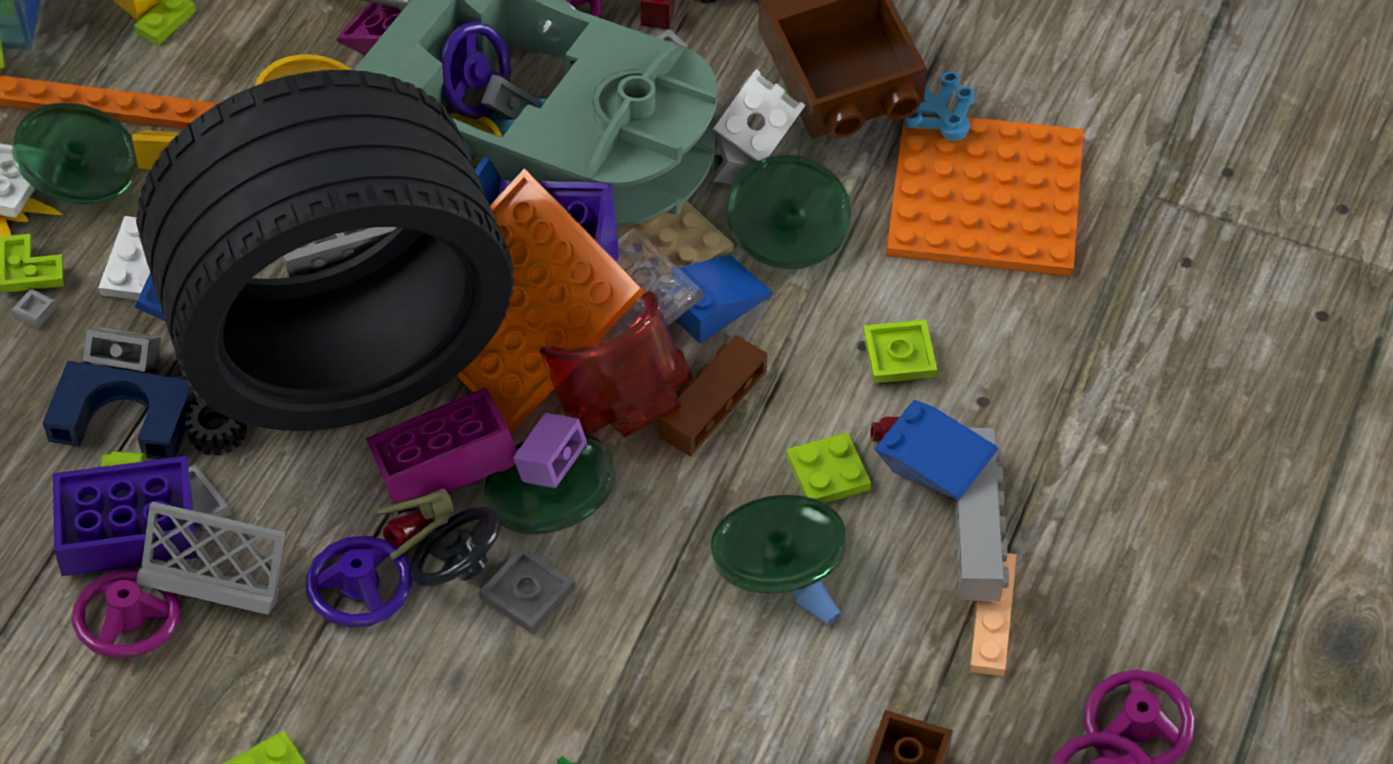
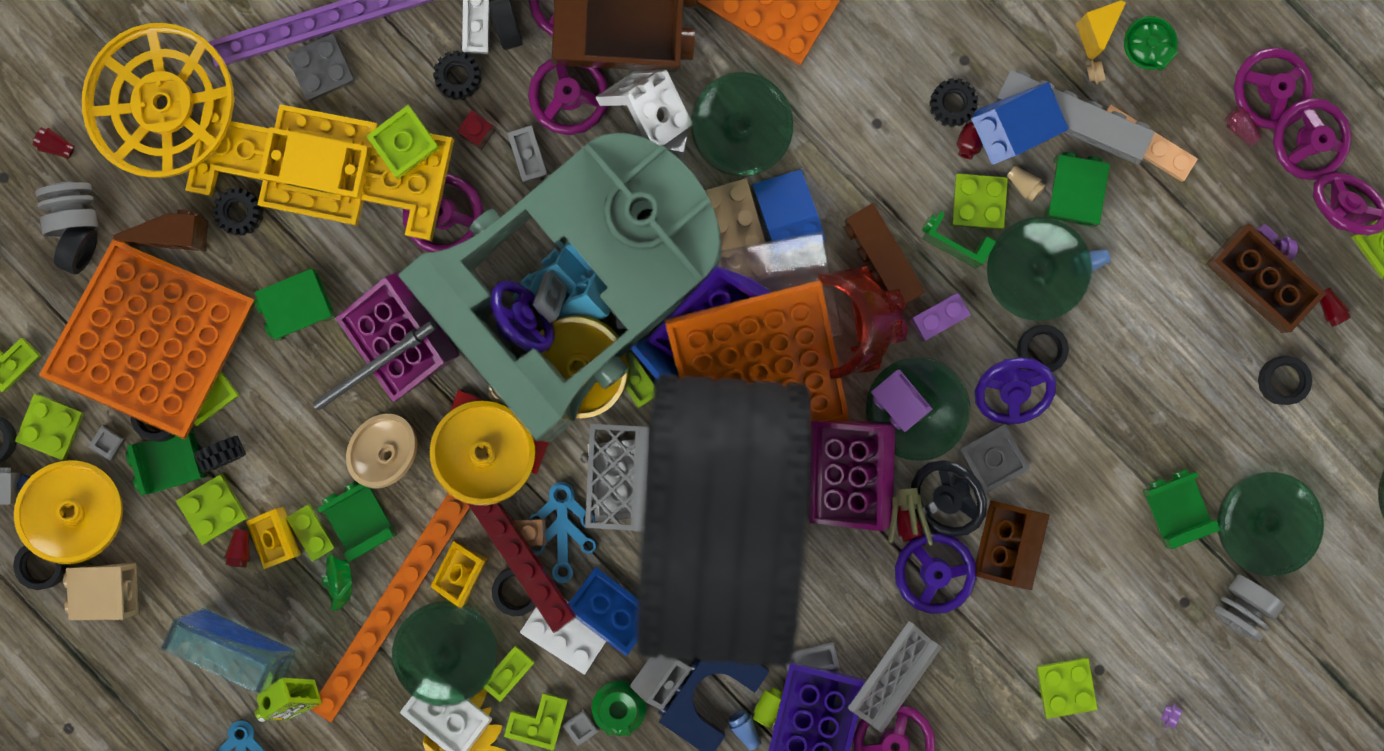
camera: 65 degrees left, 35 degrees up
(65, 328) = (618, 709): none -> green piece
(73, 221) = (509, 673): none -> lime plate
(90, 453) = (744, 728): none -> medium blue cone
(120, 43) = (337, 581): none -> green piece
(196, 48) = (357, 520): none -> green panel
(277, 35) = (373, 444): none -> tan dish
(428, 646) = (1011, 545): none -> reddish brown slope
(619, 567) = (1015, 389): none -> dark purple piece
(670, 470) = (940, 317): none -> medium lavender brick
(685, 569) = (1057, 335): none -> black tyre
(737, 58) = (567, 96): none -> magenta piece
(768, 466) = (974, 259): none -> green panel
(873, 506) = (1026, 183): none -> tan cone
(894, 550) = (1078, 189): none -> green panel
(899, 351) = (901, 101): lime plate -> none
(931, 386) = (963, 90): none -> black tyre
(1046, 527) = (1096, 72): none -> tan plate
(1072, 702) = (1242, 125): none -> clear pink cone
(1097, 497) = (1098, 26): none -> yellow slope
(1112, 565) = (1151, 43): none -> green piece

